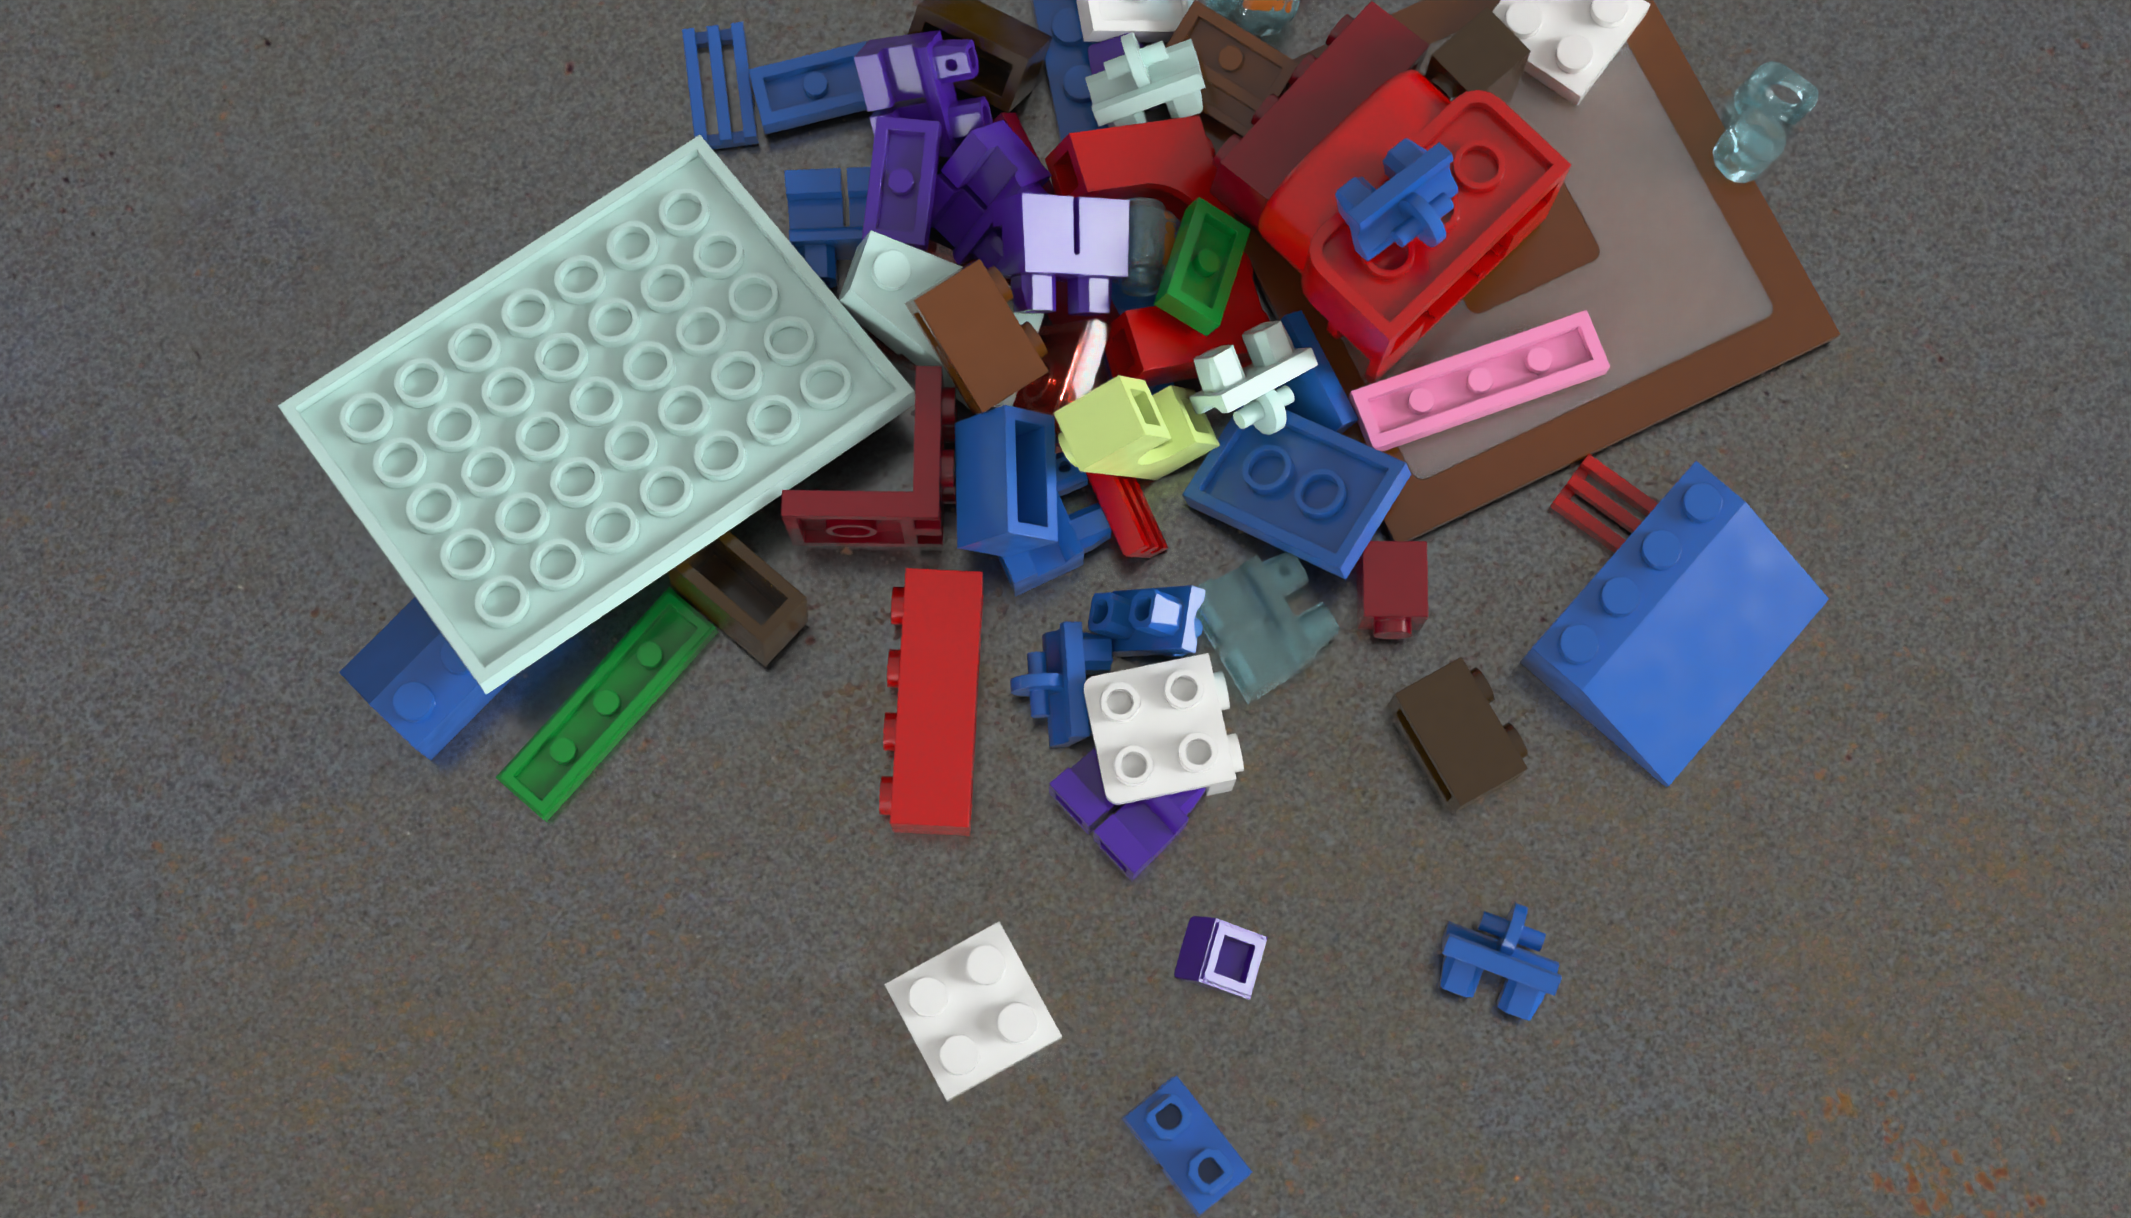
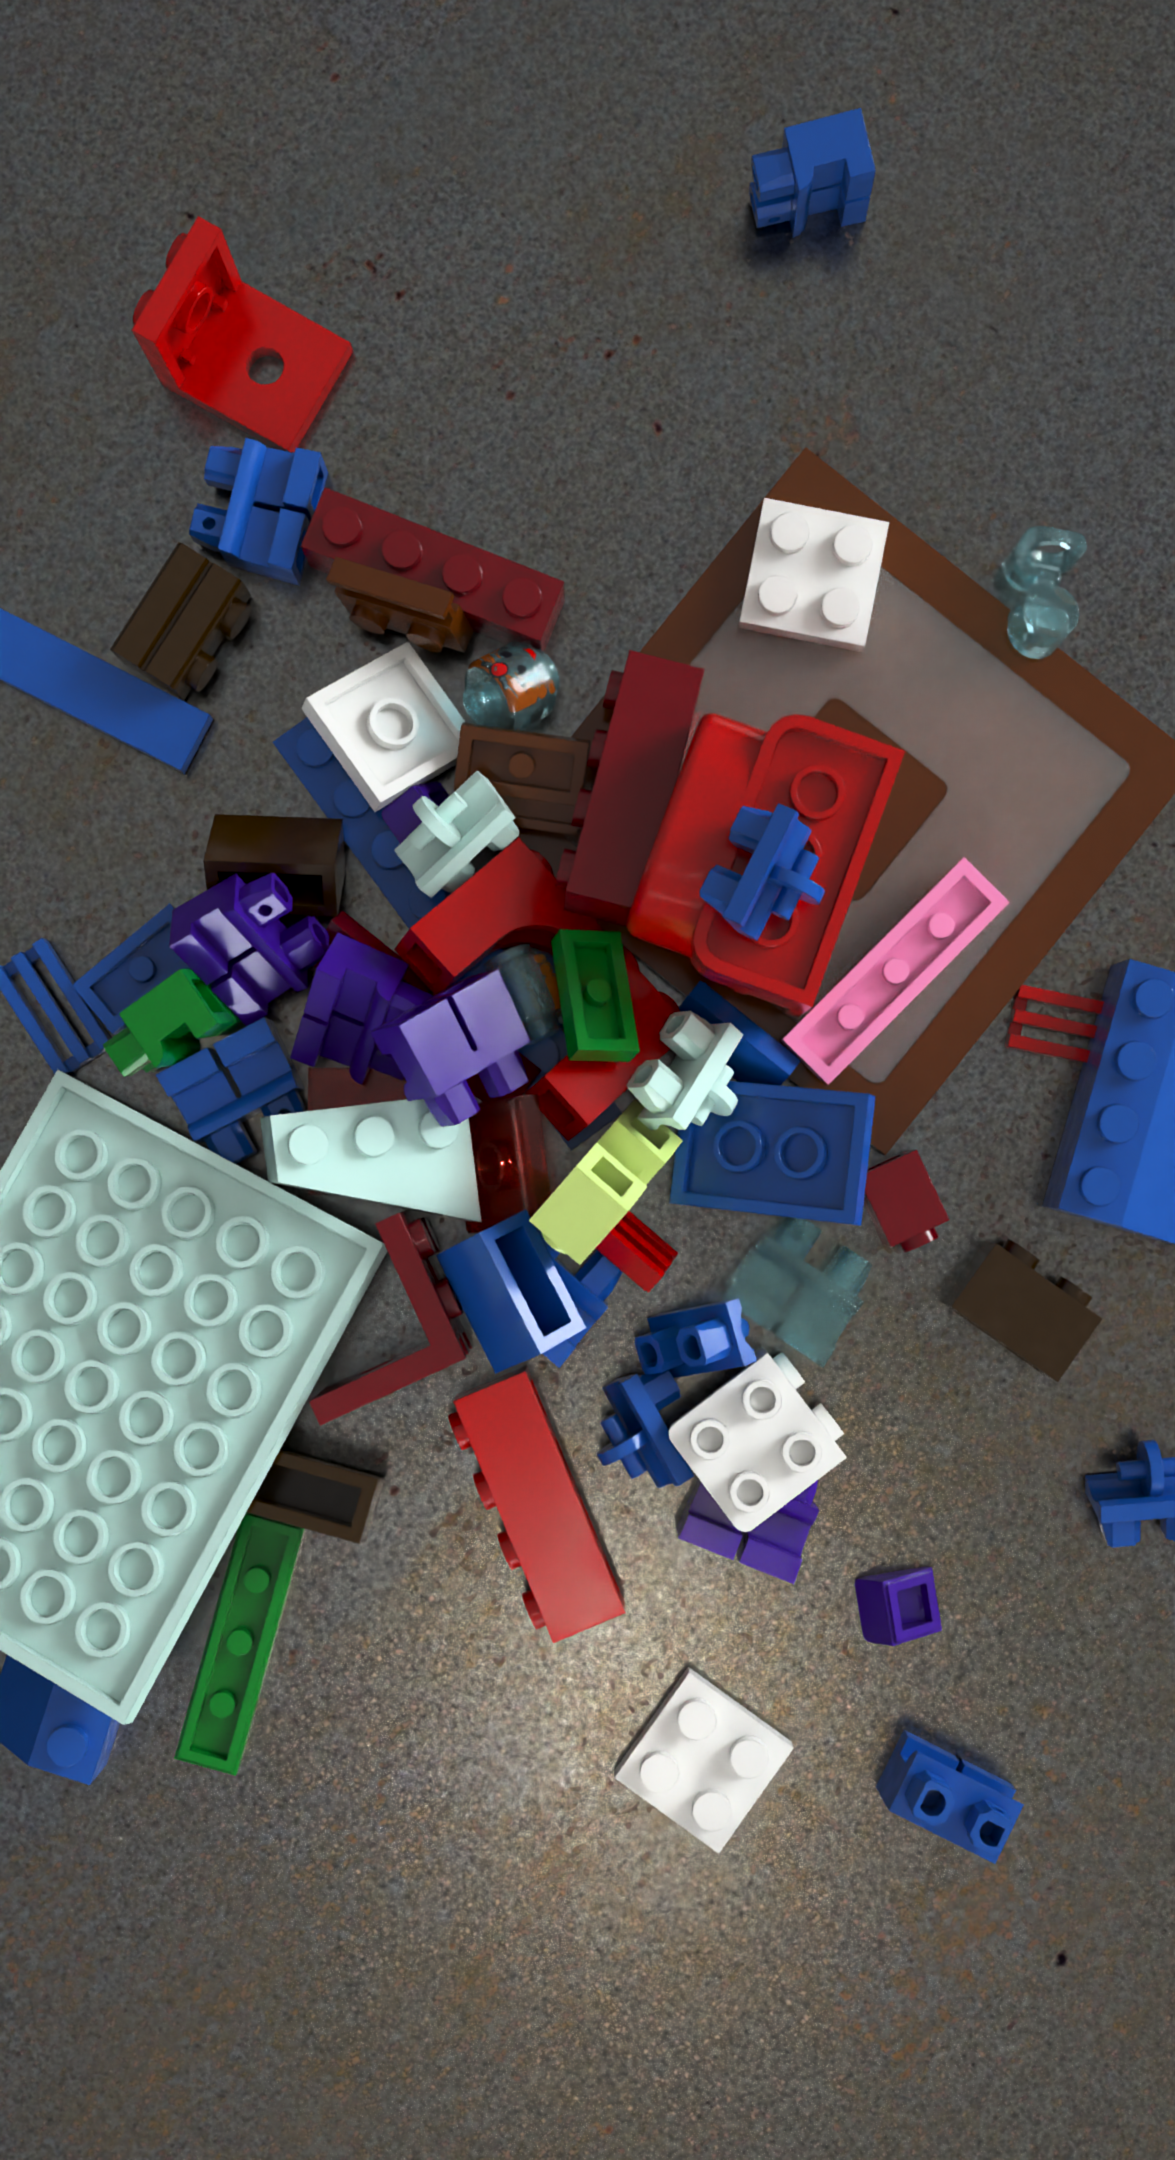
camera: 25 degrees left, 10 degrees up
(818, 129) = (168, 1024): none -> green hips
(903, 180) = (274, 1043): dark purple plate -> none
(979, 335) = (419, 1173): reddish brown brick -> none
(1479, 57) = (760, 676): dark brown brick -> none

